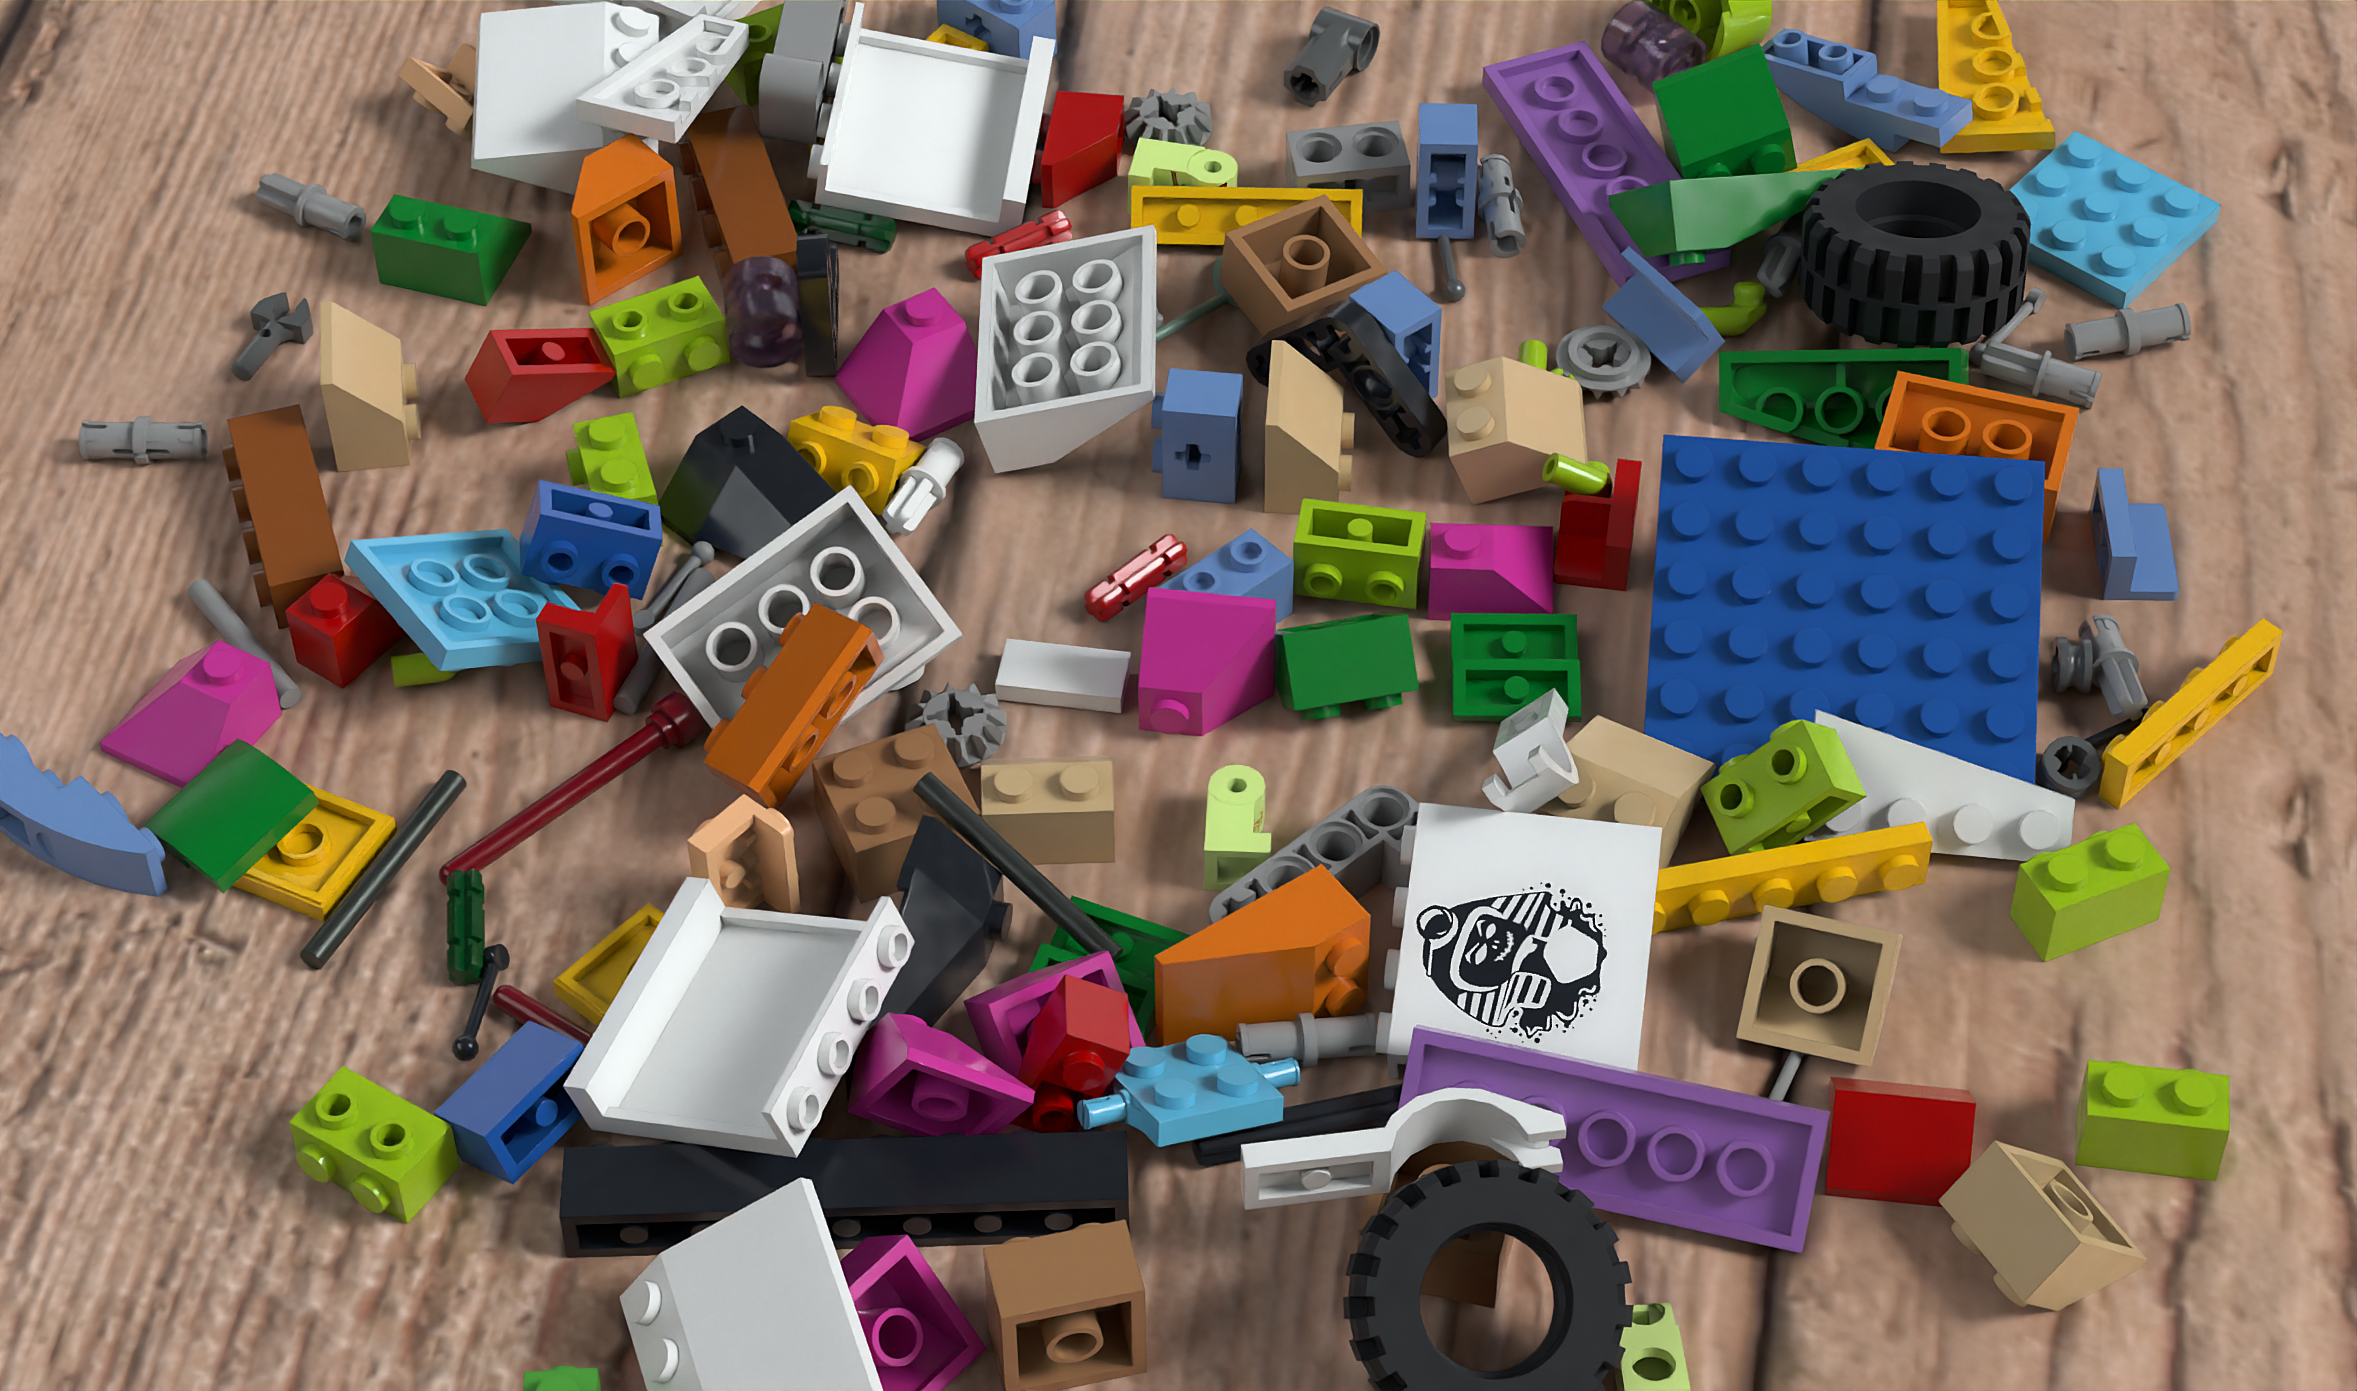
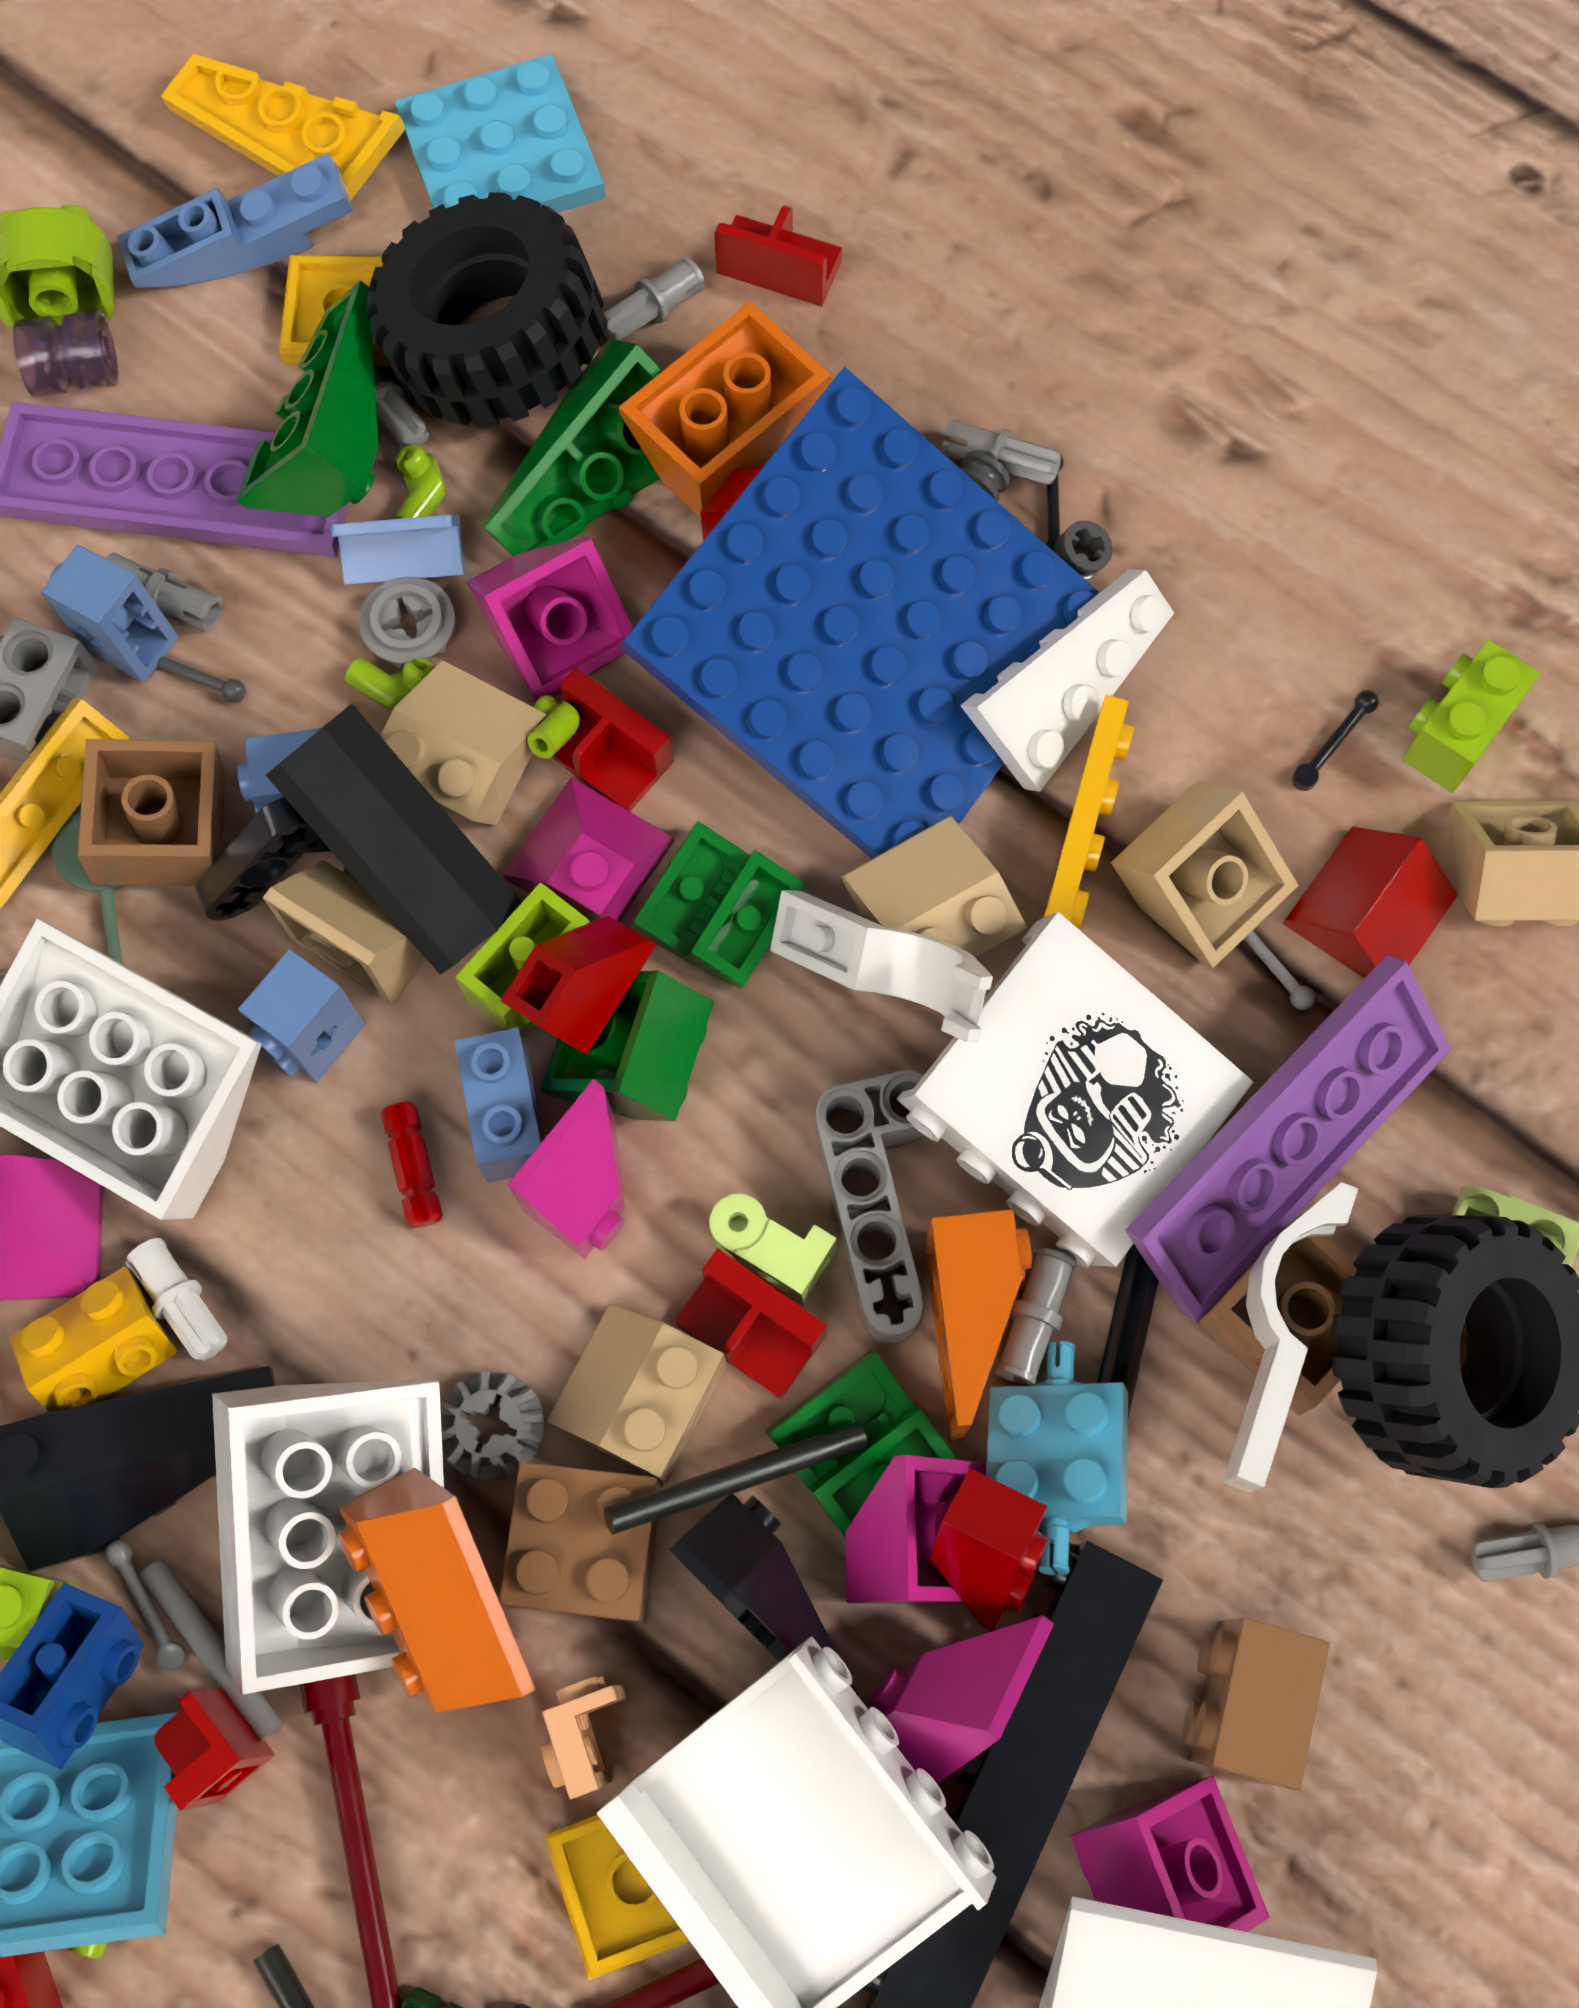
camera: 60 degrees left, 25 degrees up
(1063, 675) = (488, 1294): white tile -> none
(1159, 853) = (751, 1324): none -> red panel
(1357, 570) = (579, 980): none -> red slope
(1392, 393) = (395, 839): none -> black piece
(1680, 407) = (553, 612): none -> dark pink slope
(1725, 118) = (223, 356): green slope -> none
(1782, 788) = (1020, 782): lime brick -> none
(1992, 1038) = (1307, 774): none -> black hinge
(2089, 891) = (1225, 616): lime brick -> none
(2127, 331) = (646, 210): light grey pin -> none
(2131, 543) = (875, 354): medium blue panel -> none
(2167, 436) = (777, 257): none -> red panel
(2198, 705) = (1086, 442): yellow plate -> none

